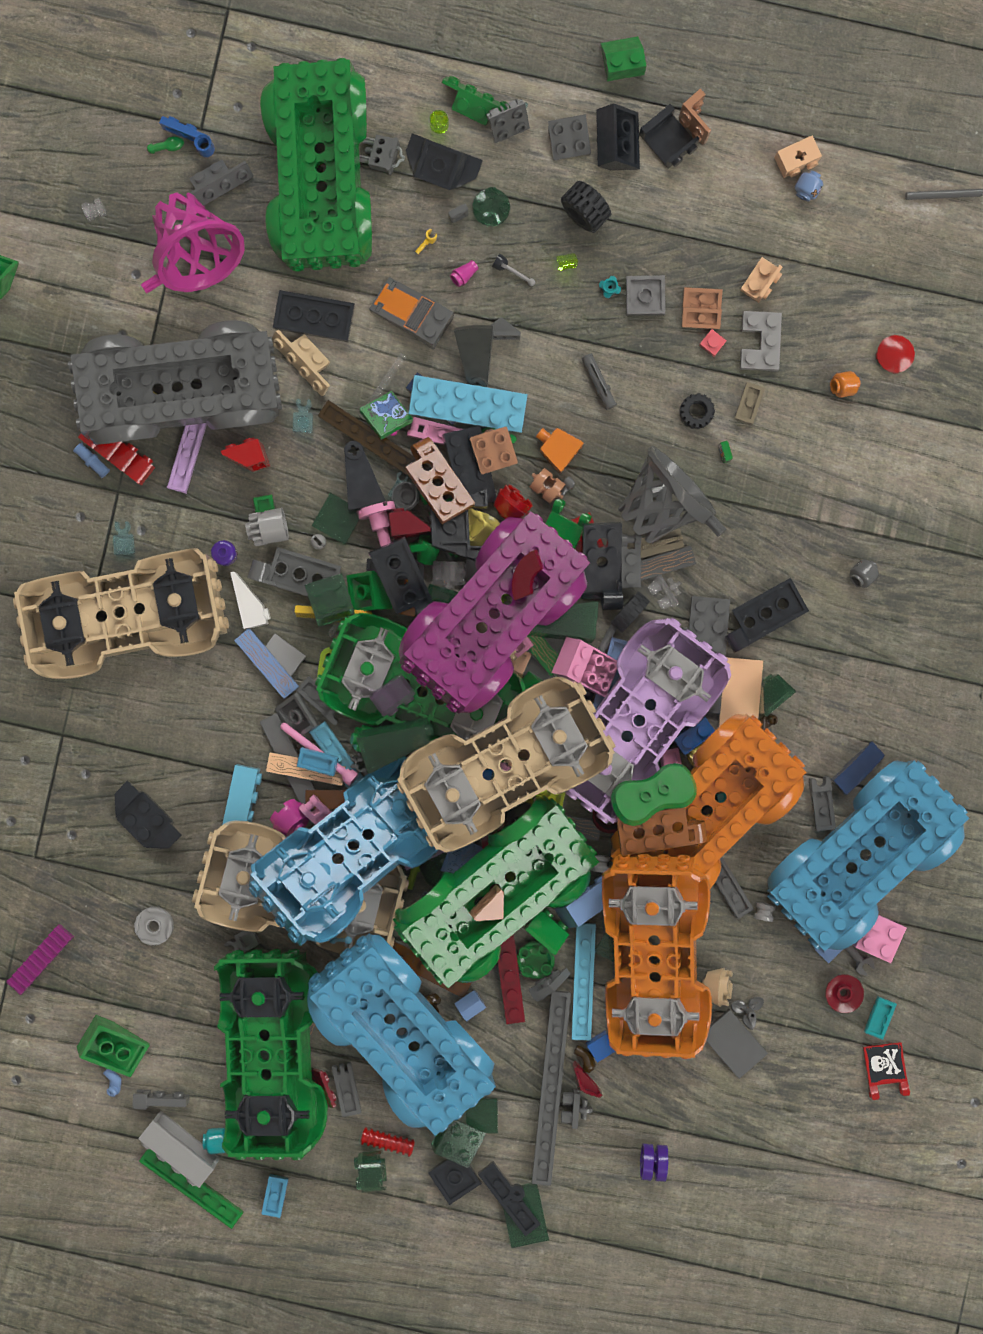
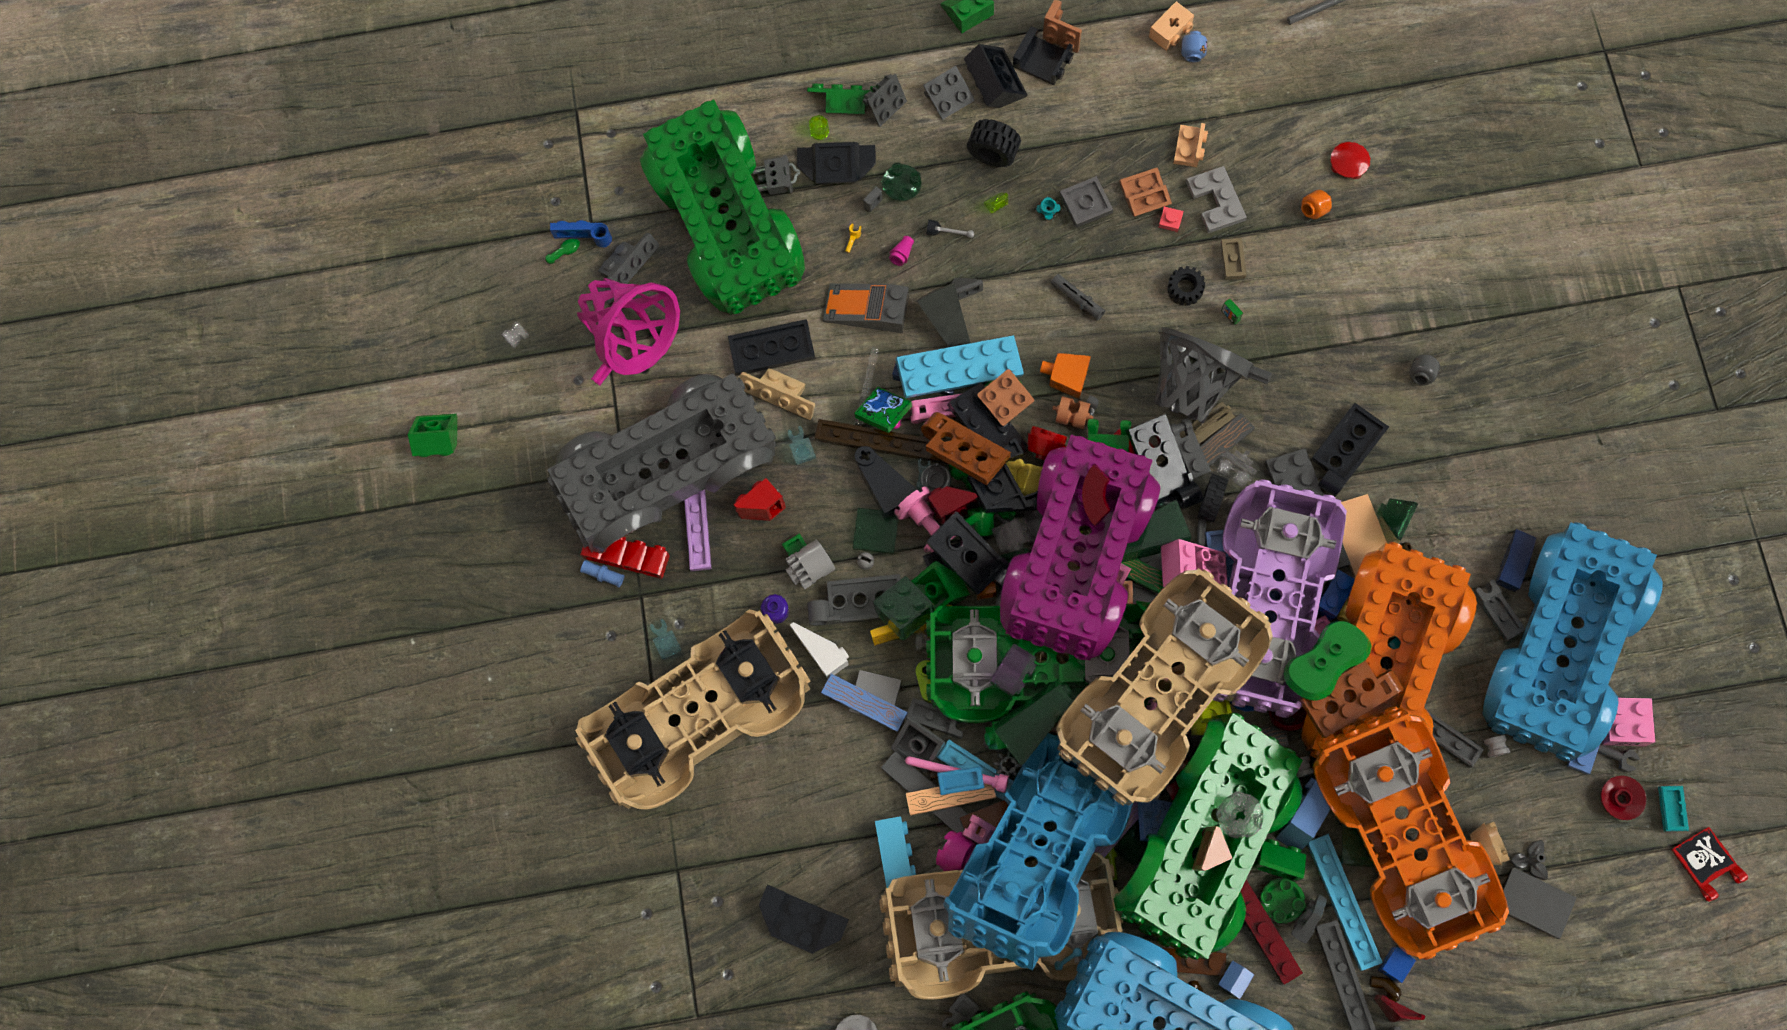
camera: 20 degrees left, 15 degrees down
(536, 891) = (1242, 827): none -> clear plate

